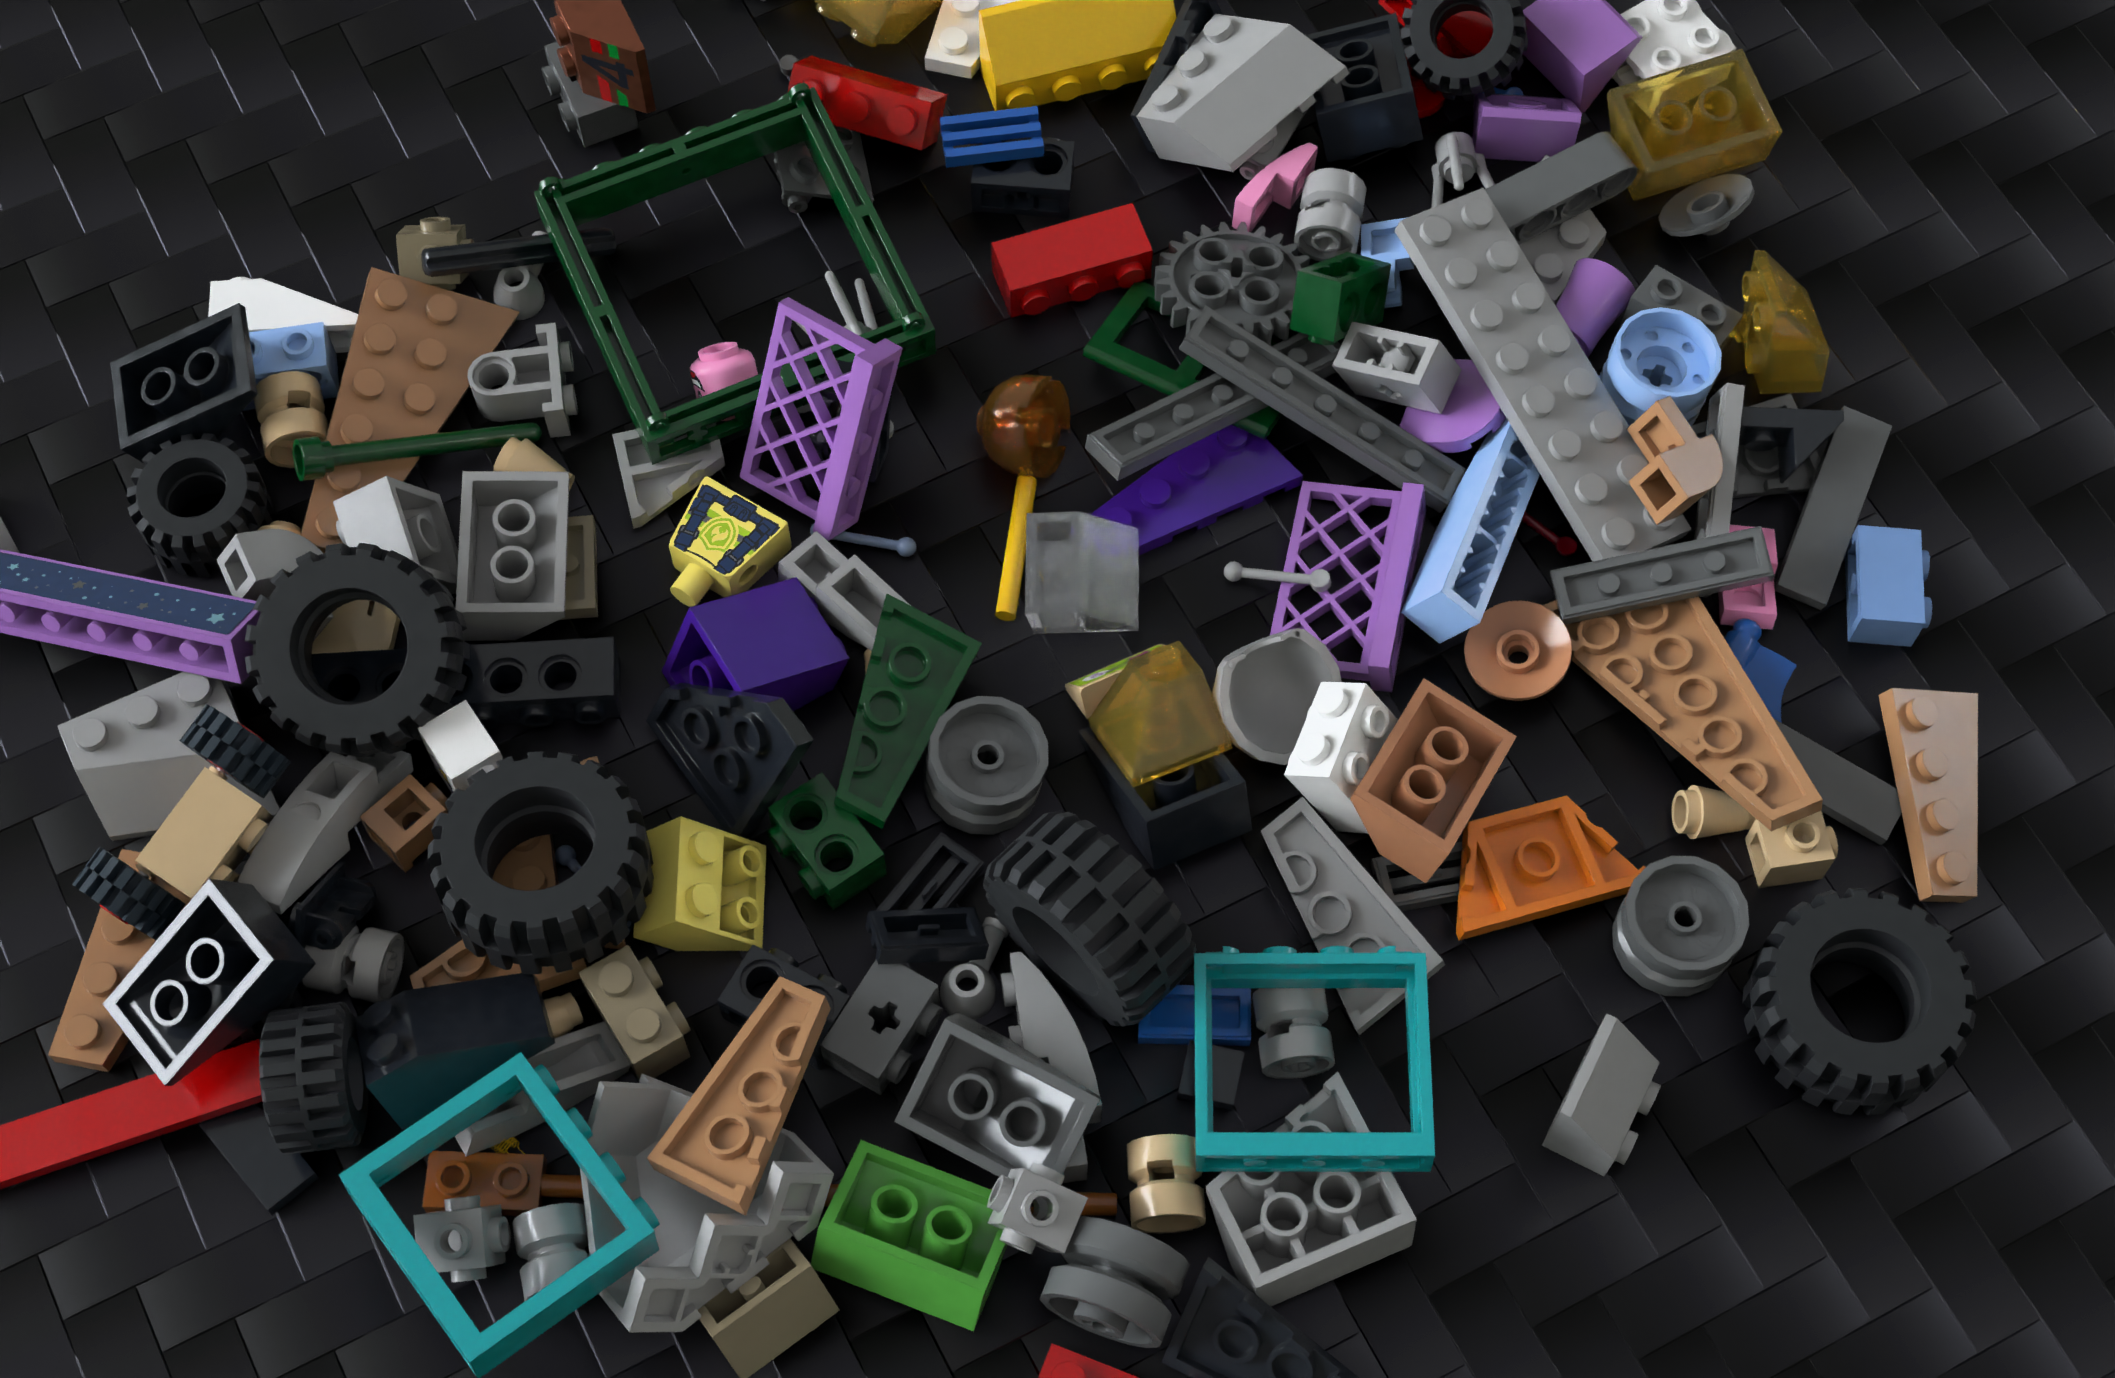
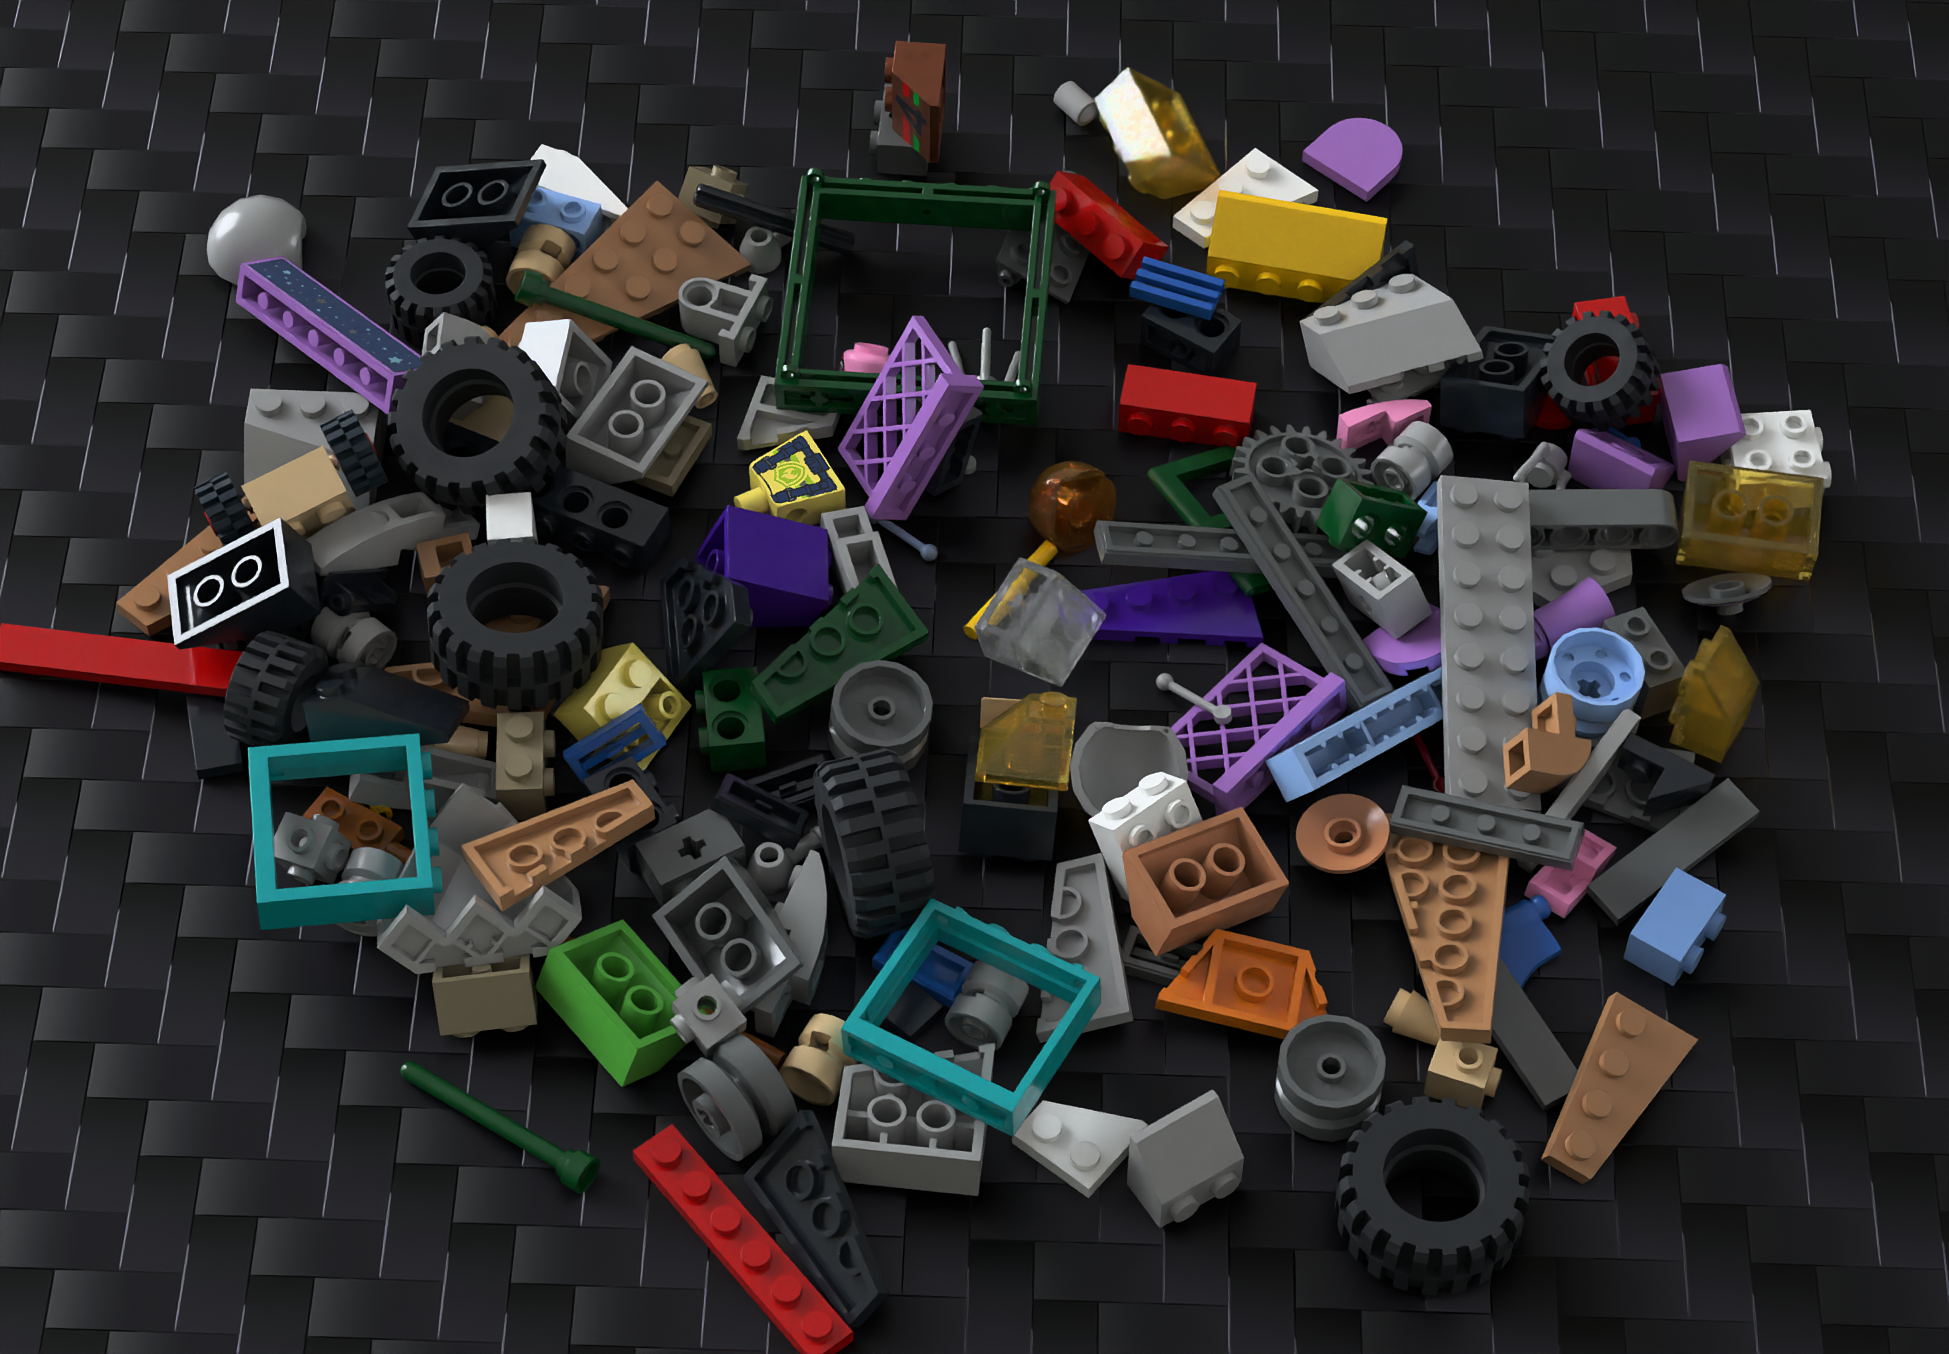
camera: 30 degrees right, 10 degrees down
(719, 940) = (609, 731): none -> blue tile
(1481, 1127) = (1077, 1142): none -> white wing

